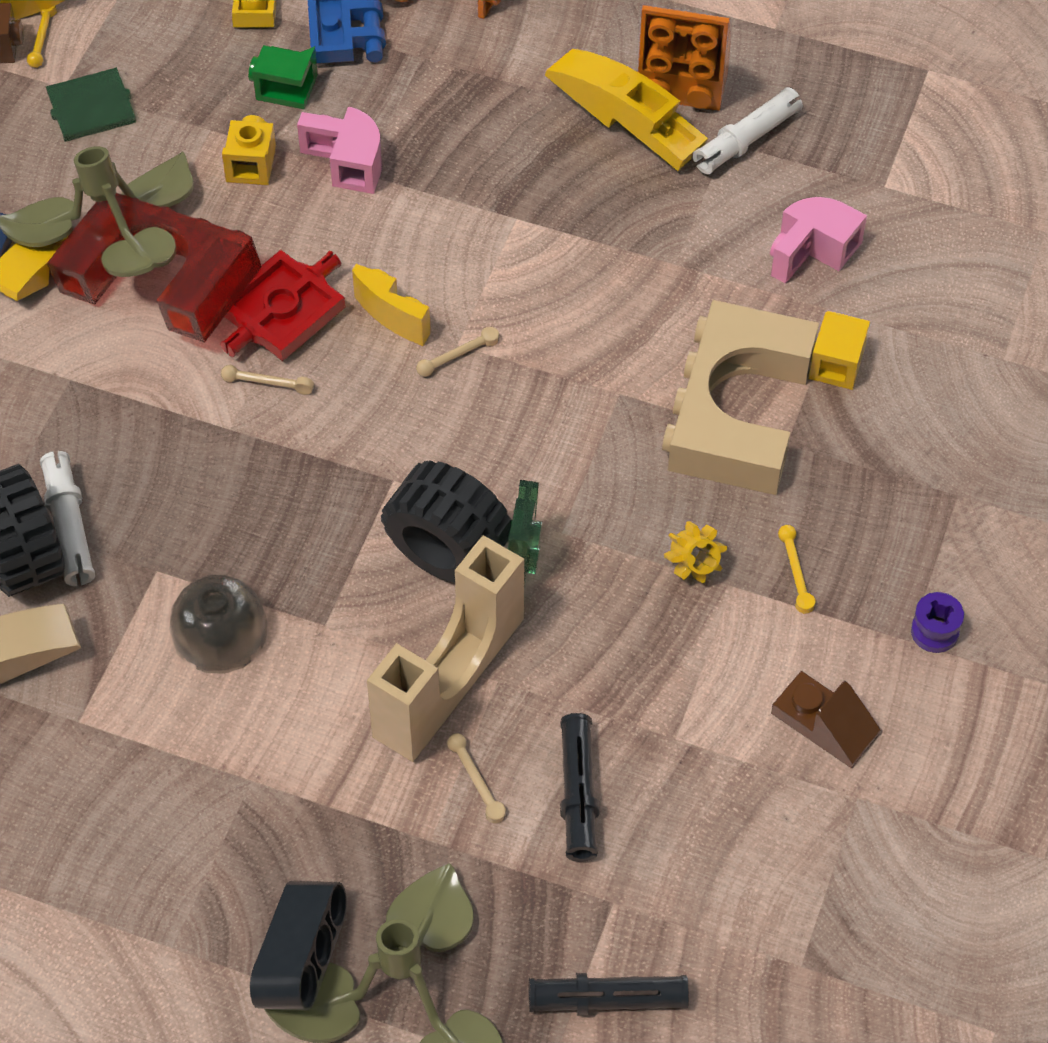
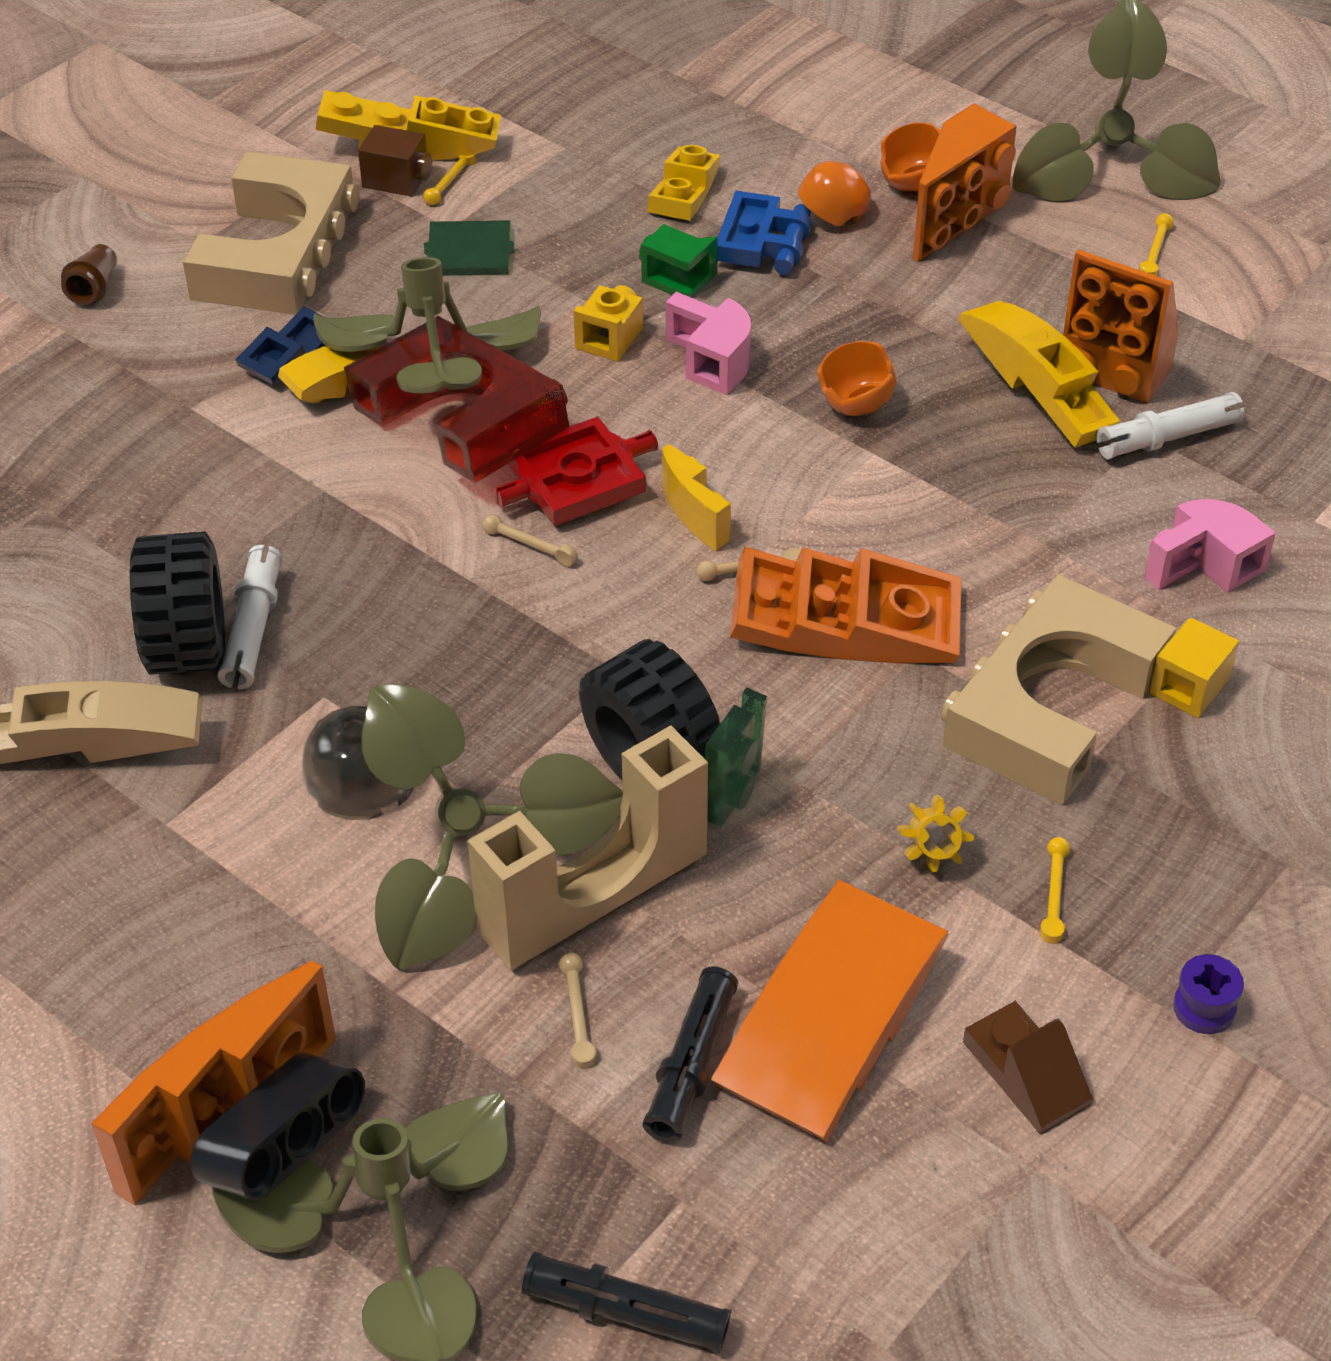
camera: 20 degrees right, 10 degrees down
(235, 926) = (208, 1074): none -> orange slope
(276, 612) = (404, 741): none -> olive plant
(483, 154) = (857, 378): none -> orange hair
(551, 371) = (846, 608): none -> orange slope
(669, 719) = (830, 1009): none -> orange slope

